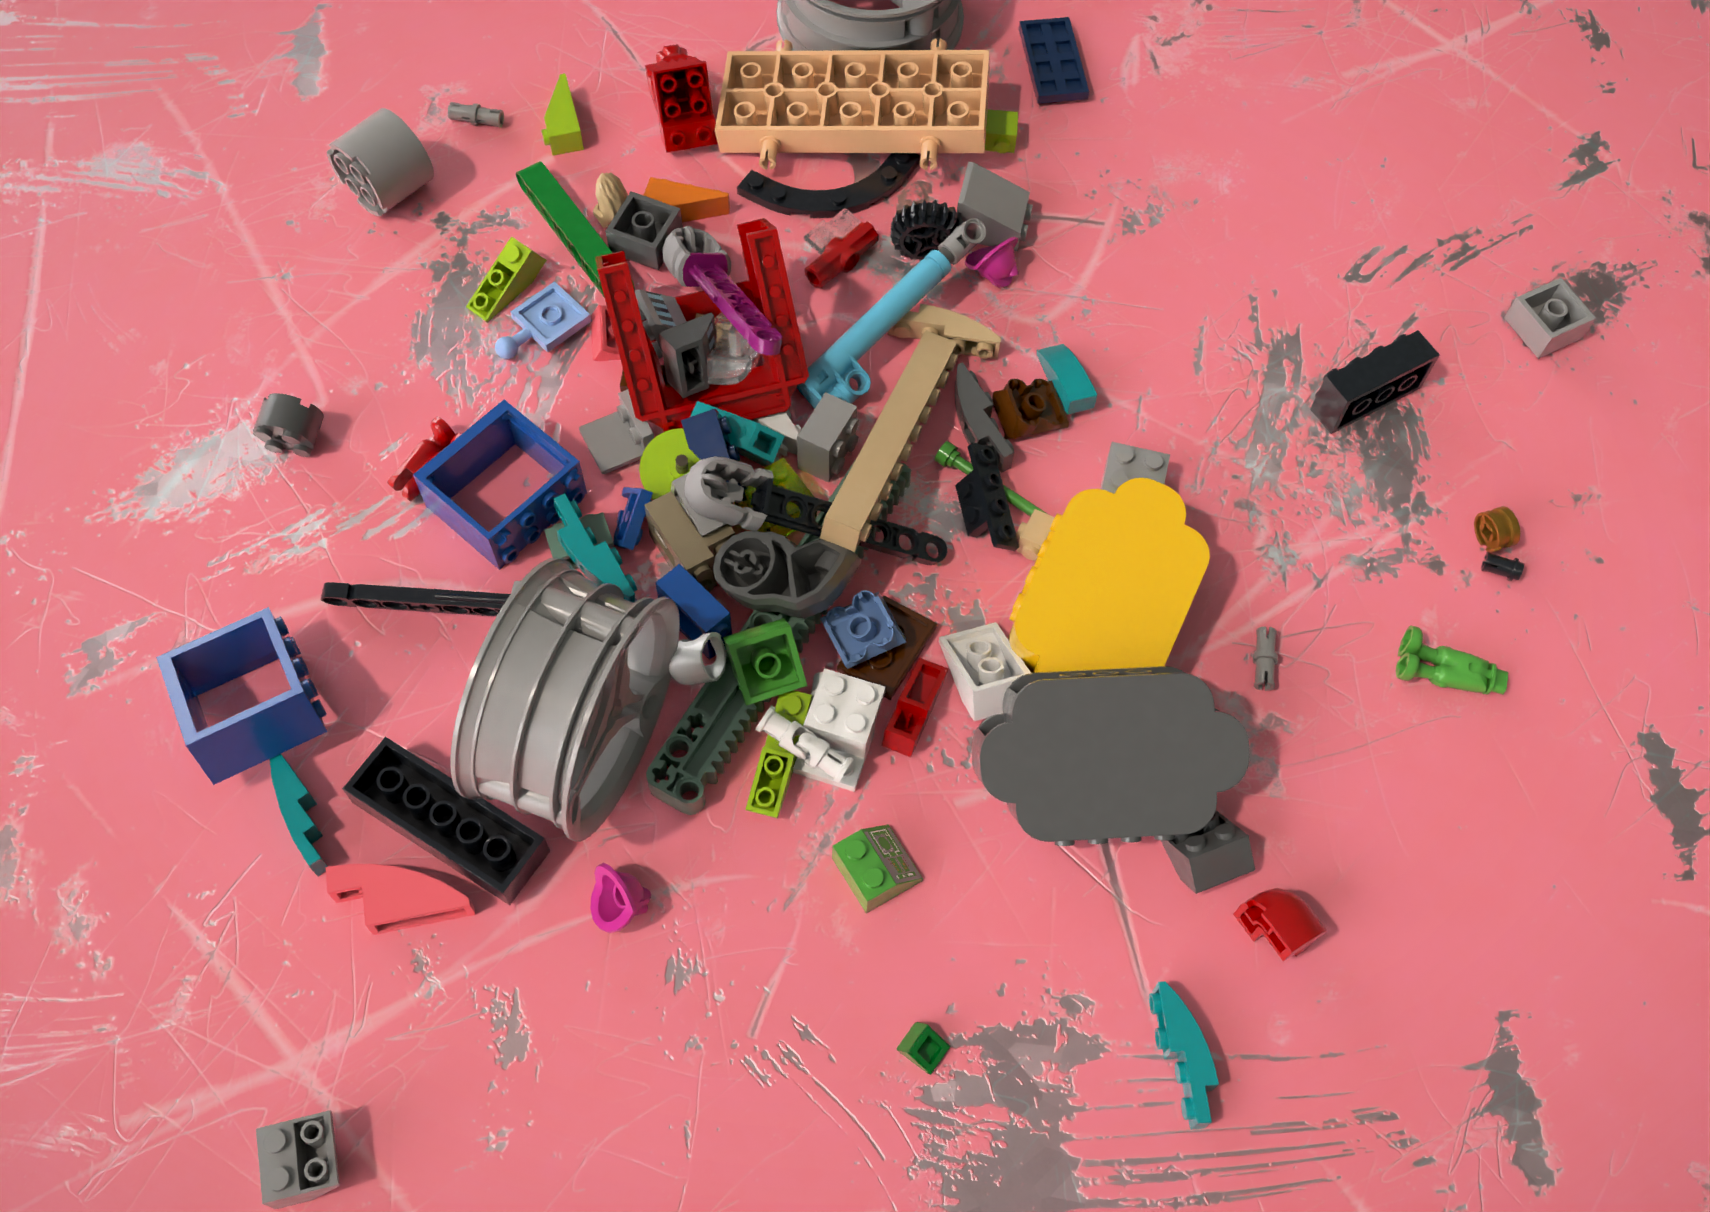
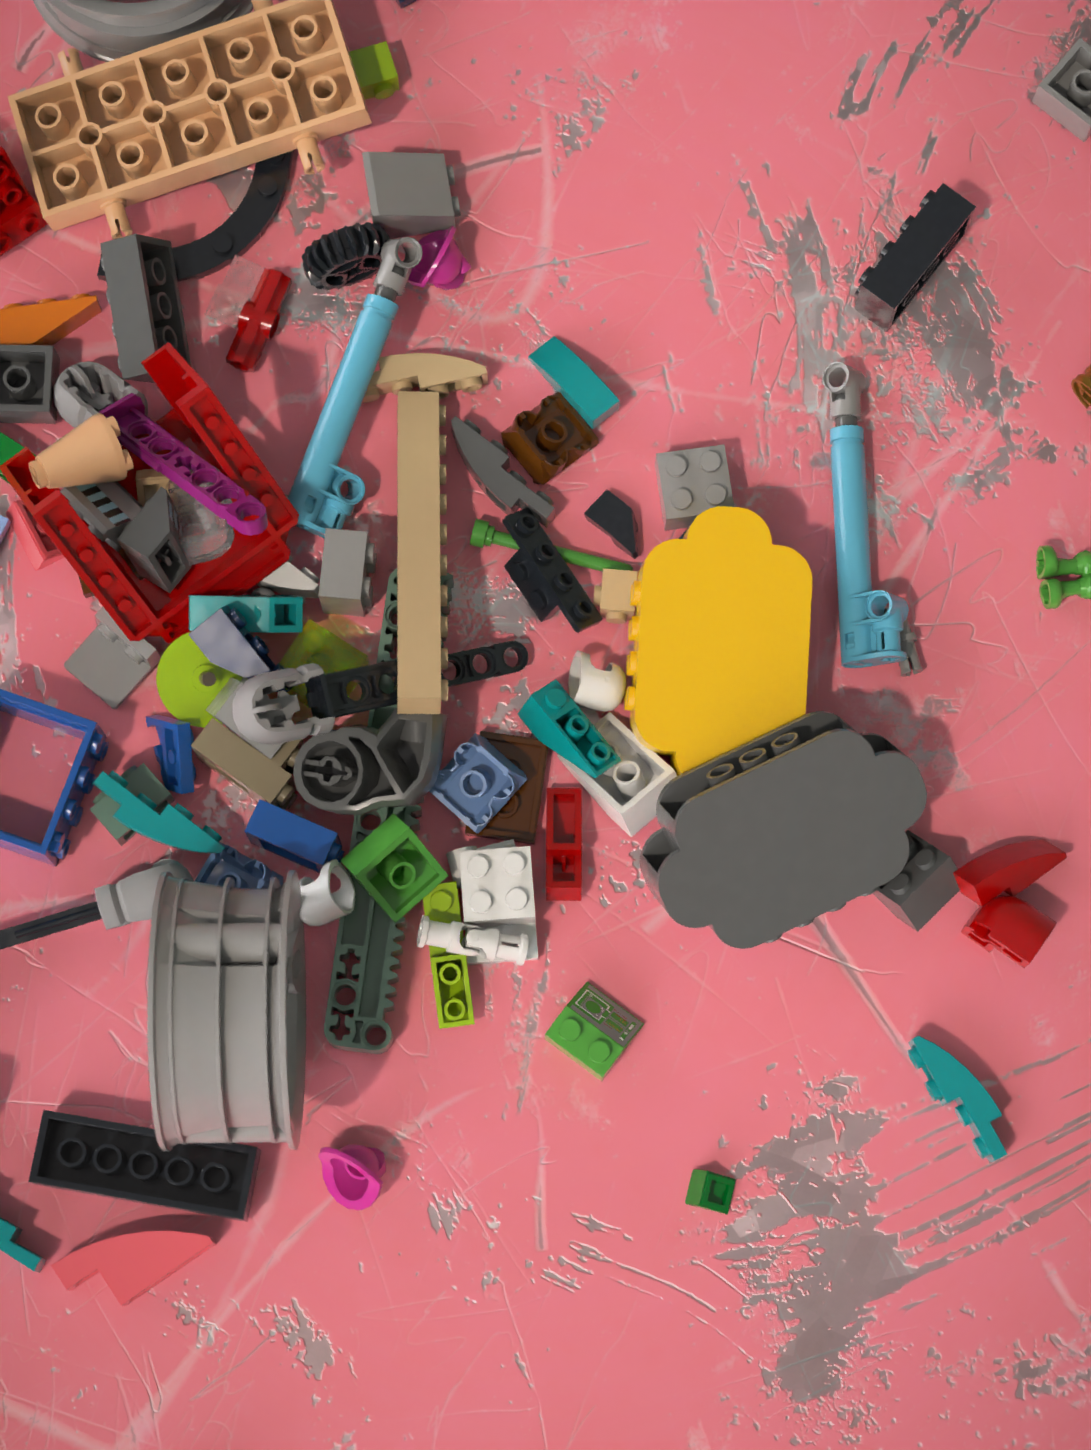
camera: 20 degrees left, 15 degrees up
(665, 272) = (83, 456): none -> light nougat cone
(762, 190) = (143, 301): none -> dark grey brick
(954, 615) = (567, 730): none -> teal slope
(992, 593) = (595, 687): none -> white helmet
(1058, 482) = (616, 521): none -> black slope
(1244, 625) = (865, 631): none -> medium azure piece
(1294, 872) = (1007, 869): none -> red slope

